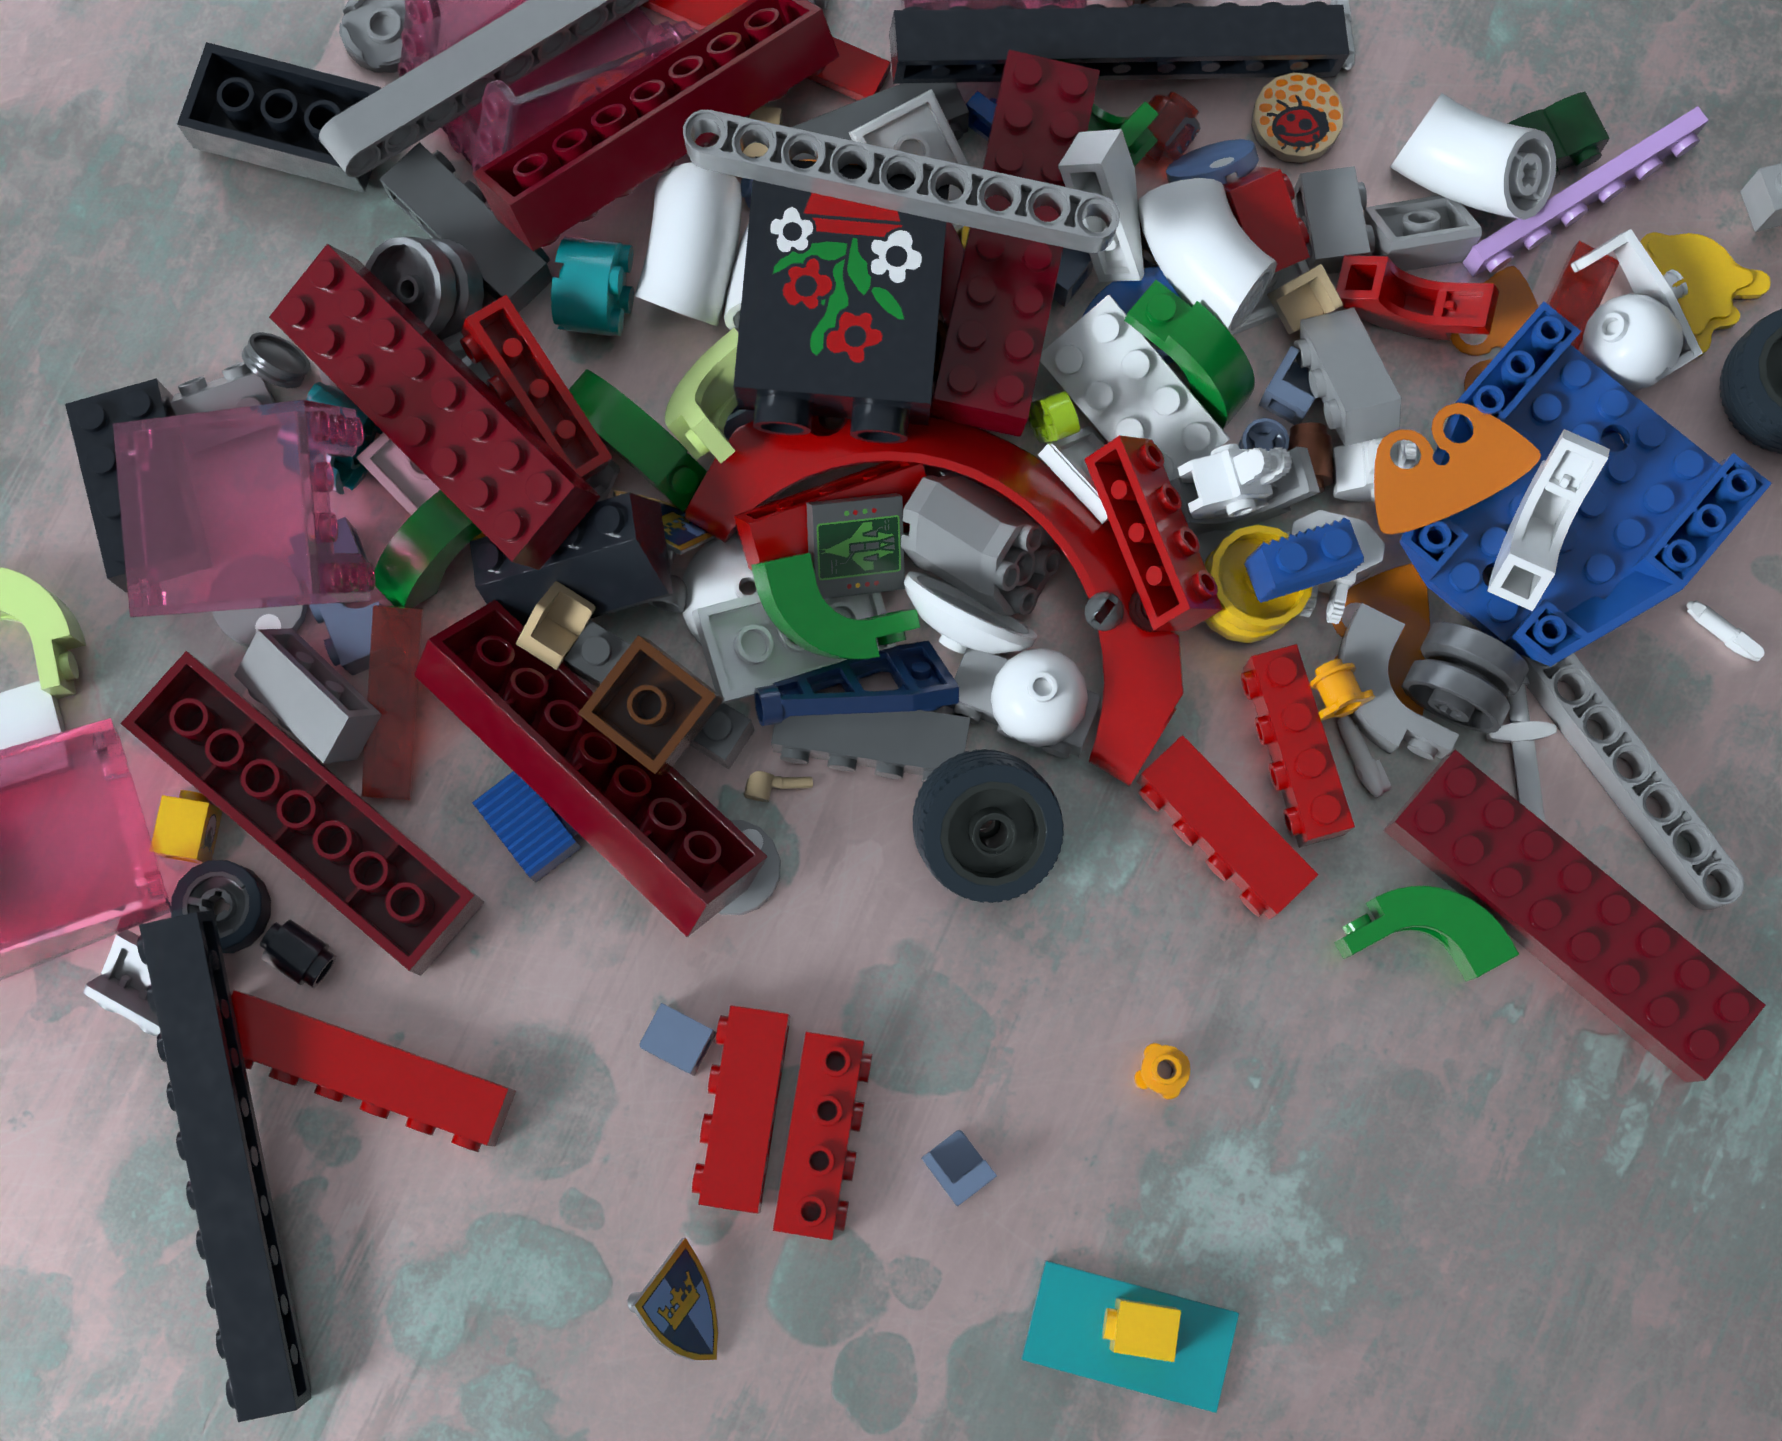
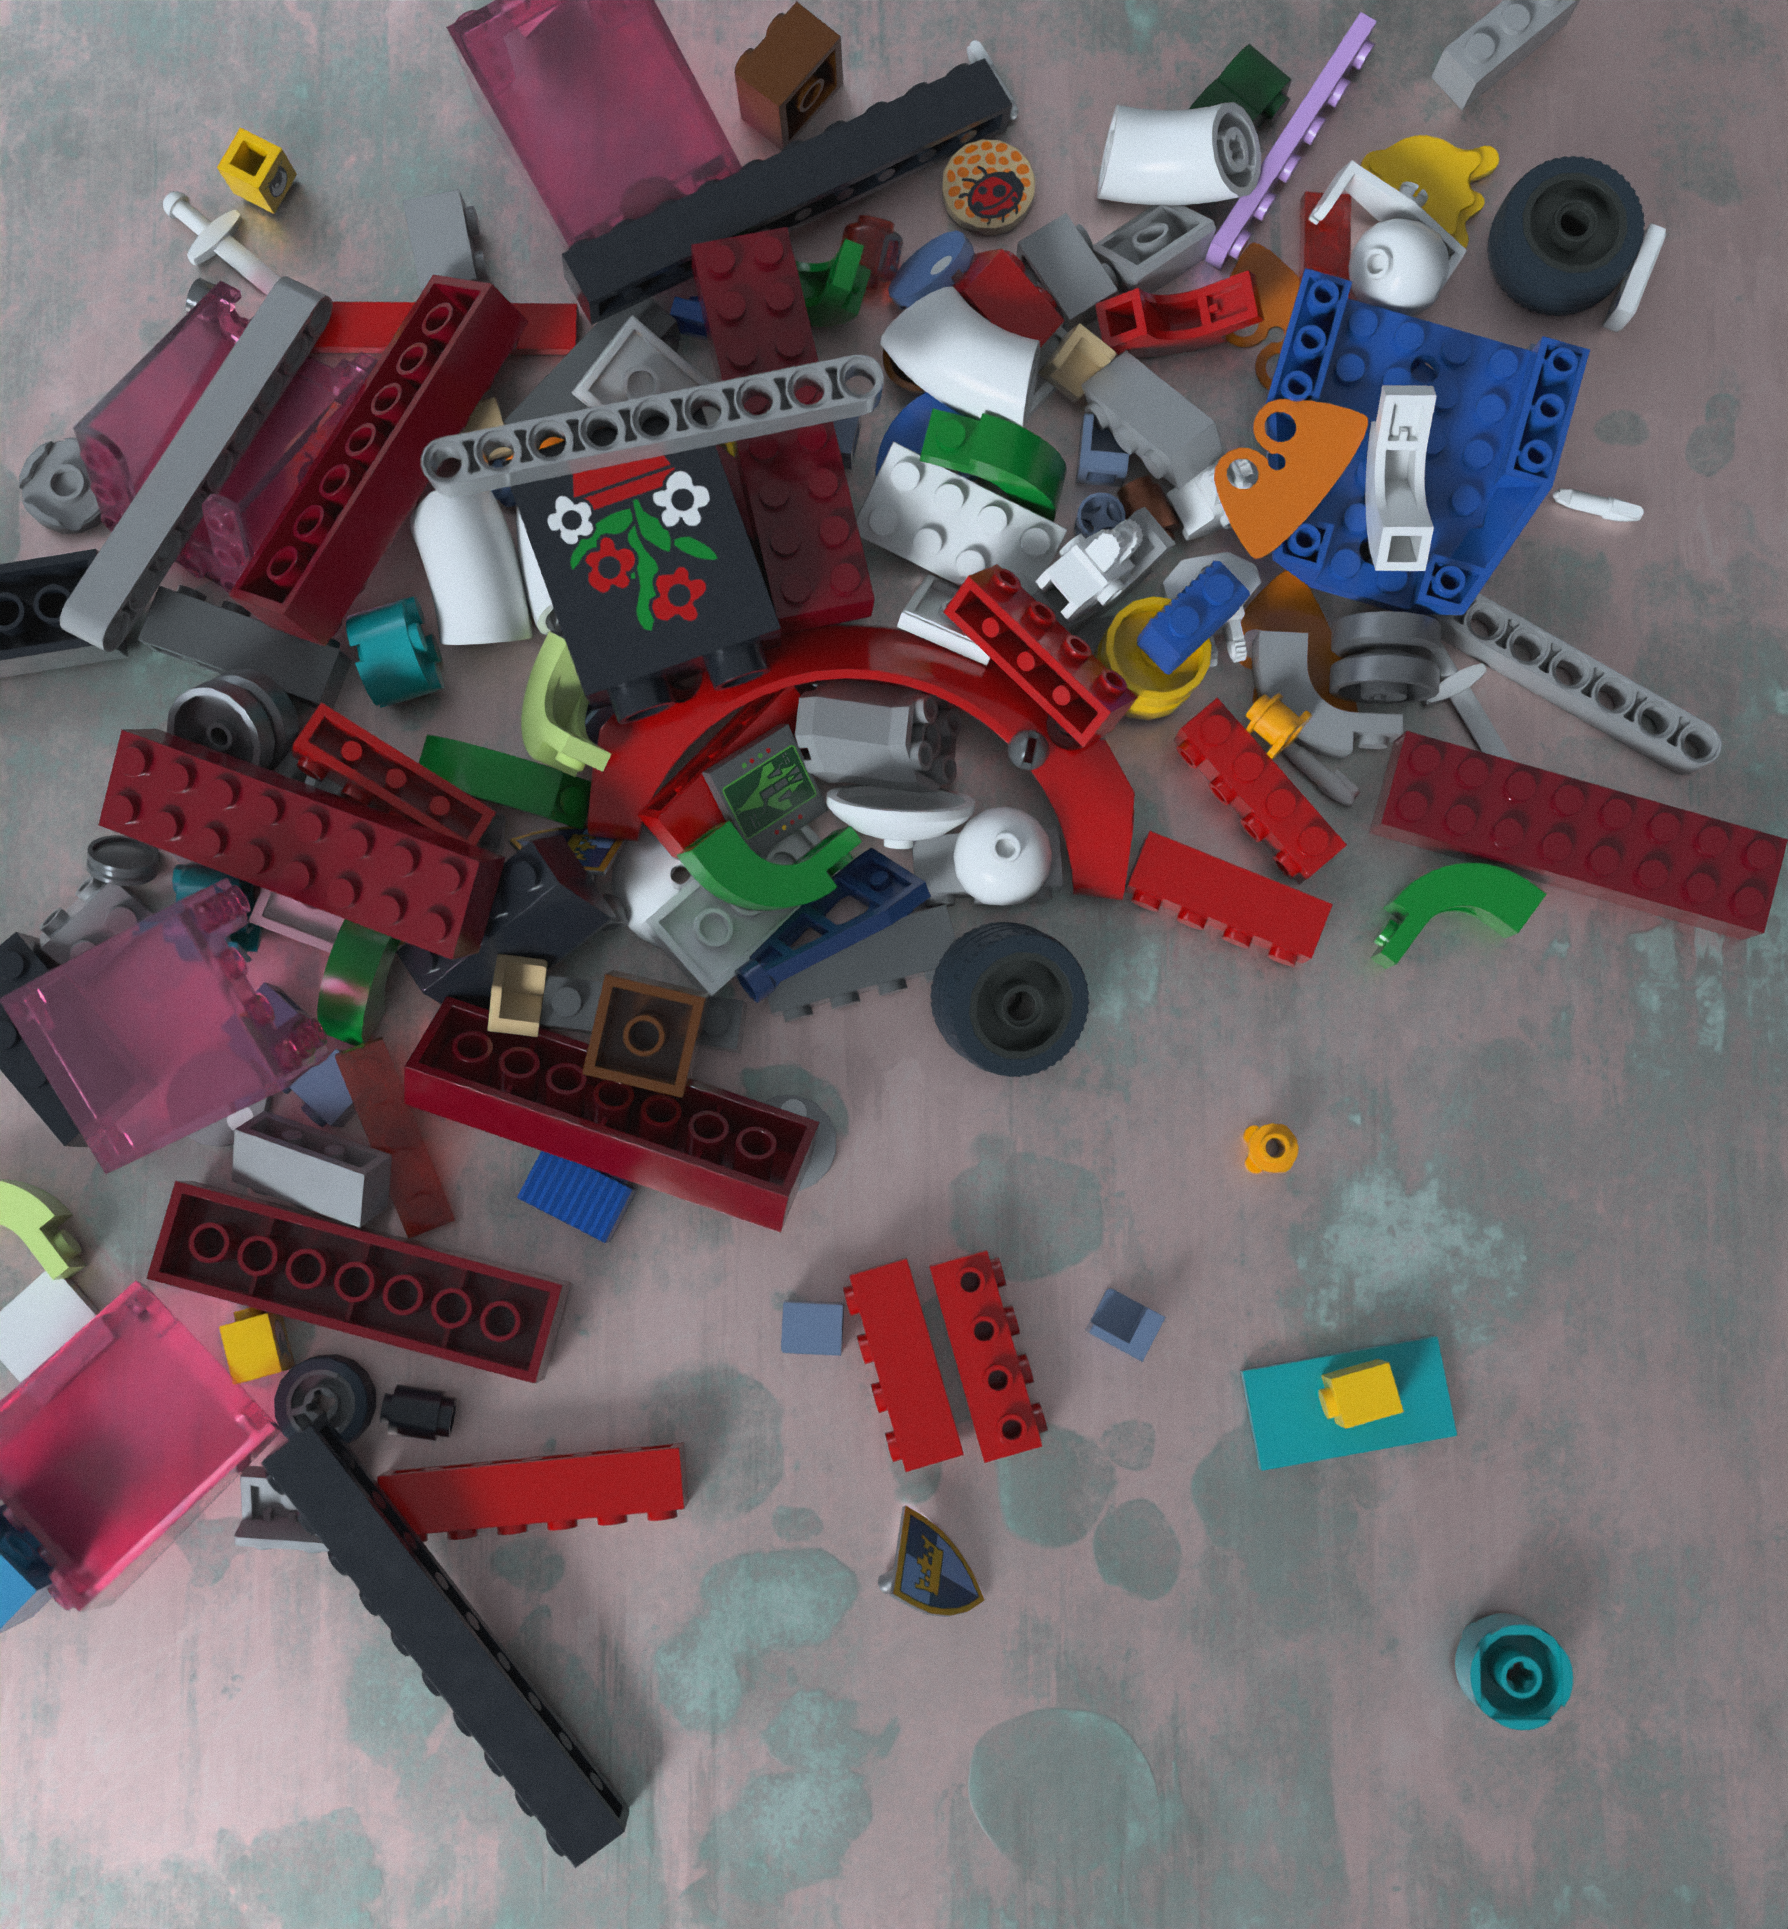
camera: 25 degrees left, 5 degrees up
(761, 783) = (777, 1054): tan hand -> none
(1053, 418) = (896, 584): lime beam -> none
(1103, 166) = (836, 326): white slope -> none

